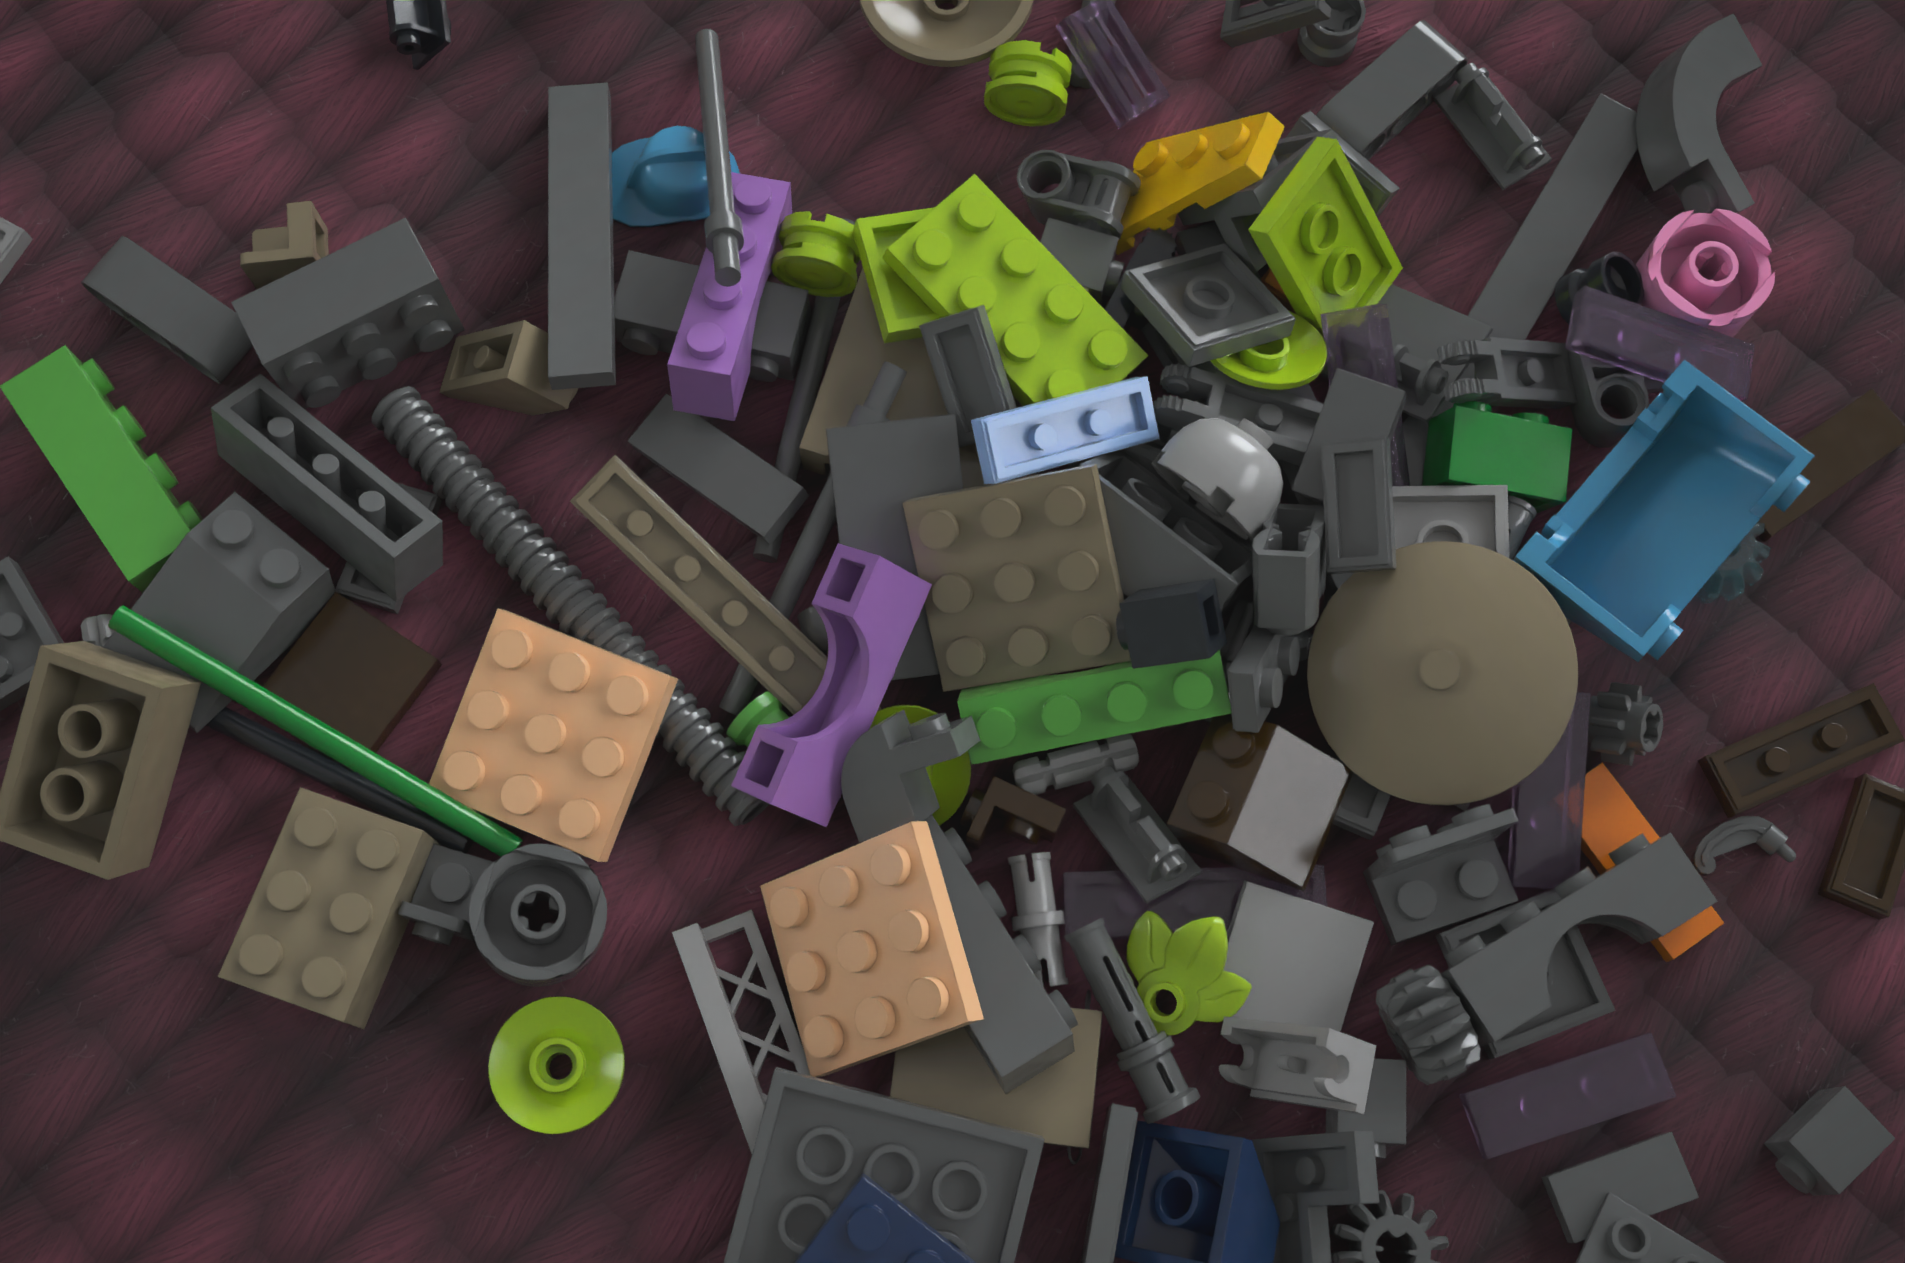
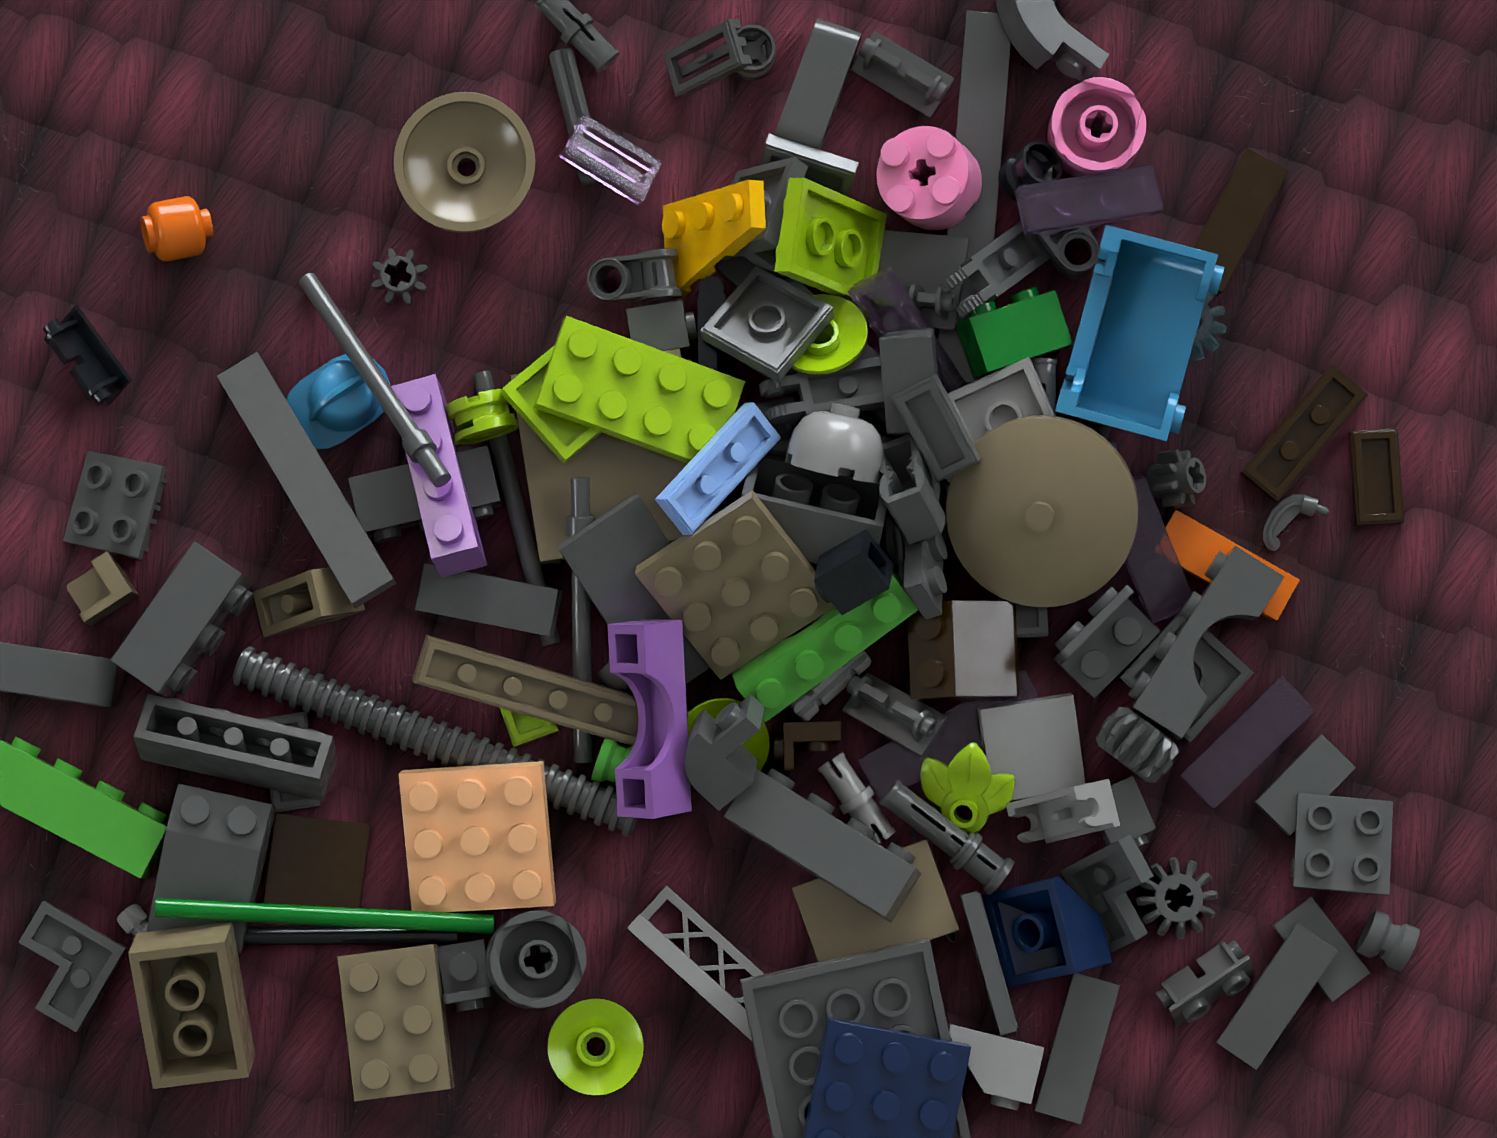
camera: 25 degrees left, 10 degrees up
(357, 166) = (115, 504): none -> dark grey hinge
(684, 638) = (526, 728): none -> lime tile
(809, 76) = (397, 264): none -> dark grey gear
(871, 950) = (759, 876): light nougat plate -> none
(967, 368) = (632, 459): dark grey tile -> none
(1027, 84) = (559, 209): lime wheel -> none
(1476, 239) = (907, 163): none -> bright pink brick
(1828, 1142) = (1421, 693): dark grey brick -> none

